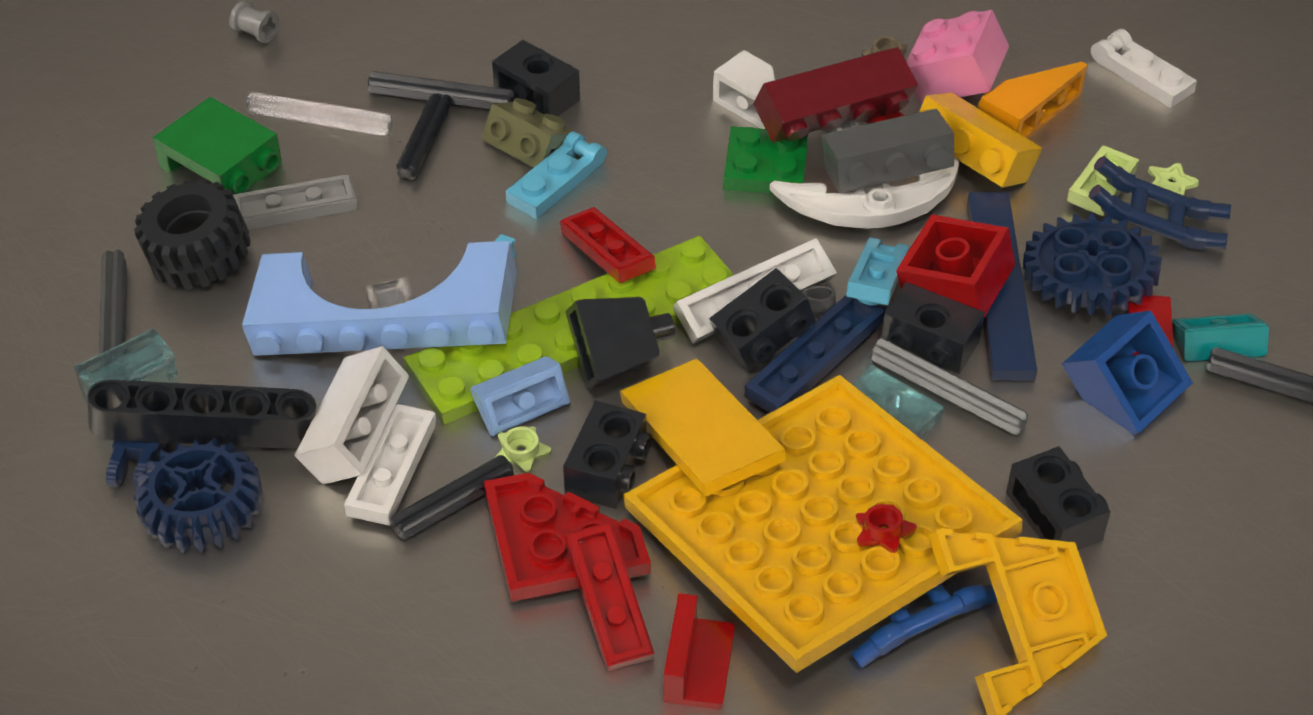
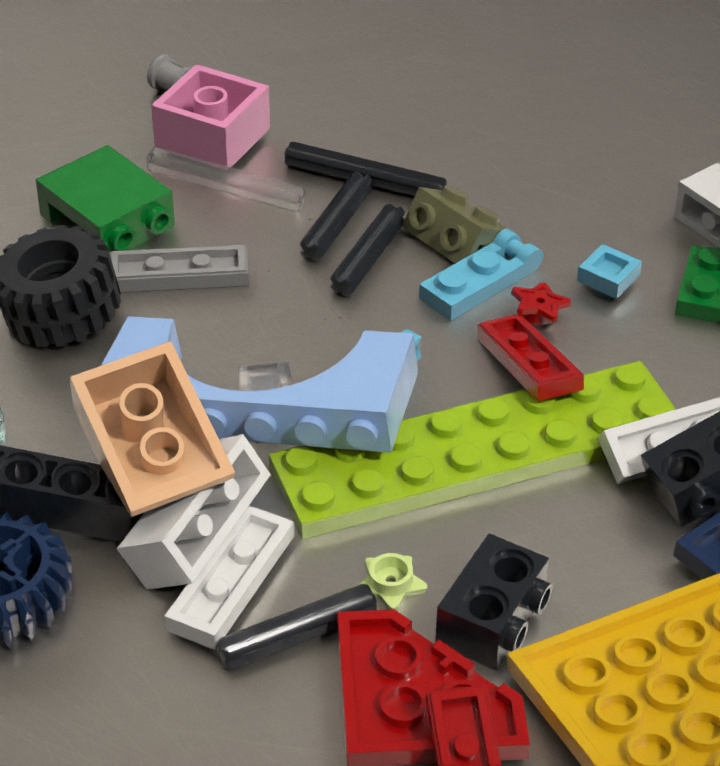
camera: 10 degrees right, 5 degrees down
(296, 56) = (211, 115): none -> bright pink brick
(304, 353) = (149, 429): none -> light nougat slope
(455, 164) = (367, 250): none -> black axle
(521, 395) = (400, 516): light blue slope -> none
(537, 78) = (475, 167): black brick -> none
(609, 195) = (539, 304): none -> red plate
(615, 336) = (524, 461): black torso -> none
(664, 158) = (609, 271): none -> medium azure plate
(703, 427) = (620, 586): yellow tile -> none

